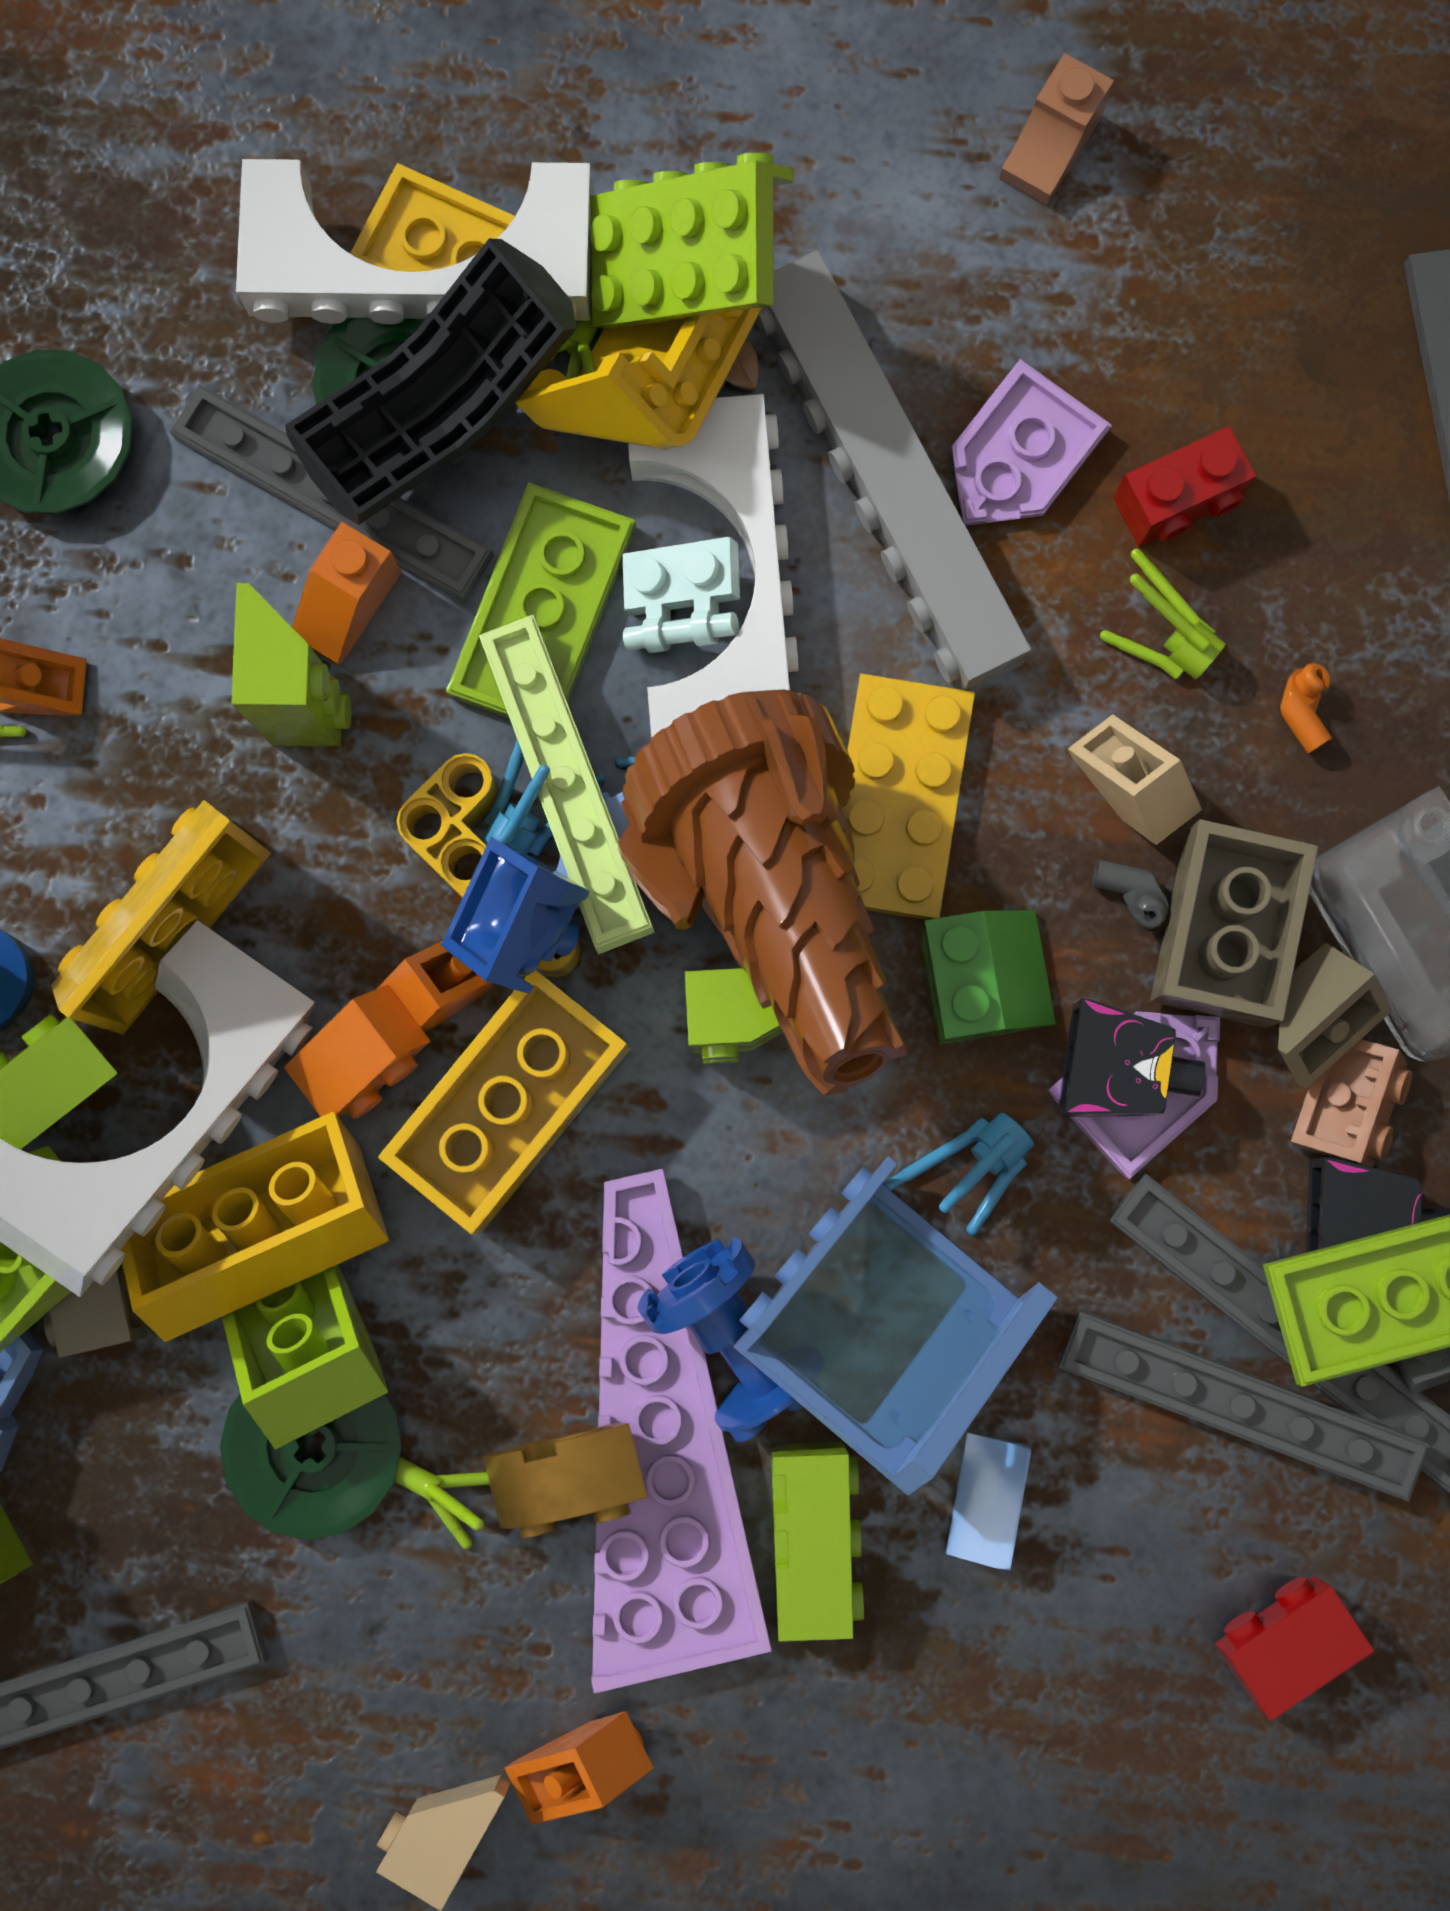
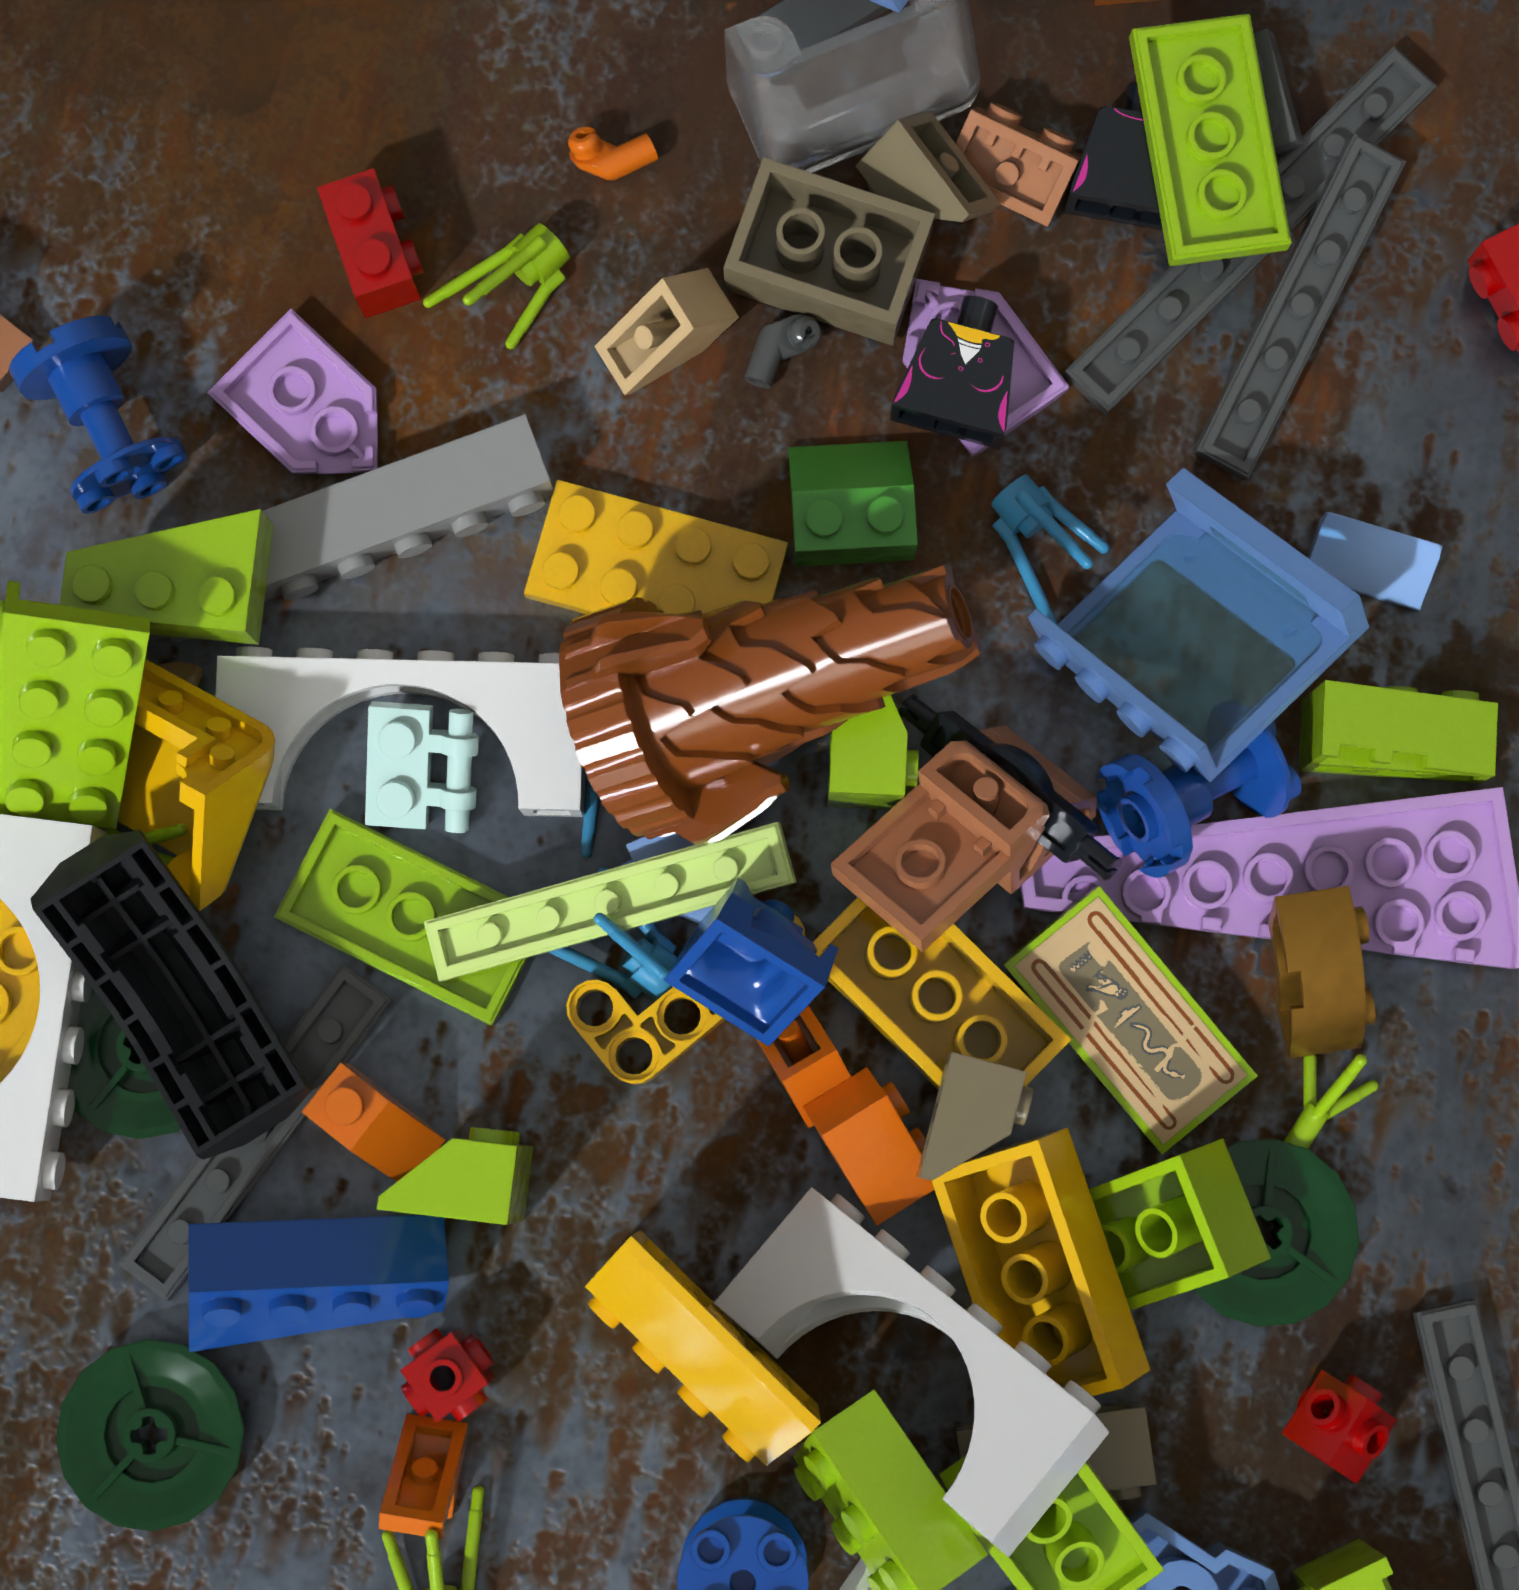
camera: 85 degrees left, 0 degrees up
(117, 687) = (469, 1363): none -> red brick
(130, 1535) = (1341, 1424): none -> red brick
(191, 543) = (311, 1276): none -> blue wedge
(386, 1141) = (972, 1112): none -> dark tan slope
(504, 1294) = (1130, 1019): none -> tile
(681, 1123) = (977, 818): none -> nougat piece
(825, 343) = (187, 579): none -> lime wedge
(1021, 233) = (80, 376): none -> blue piece

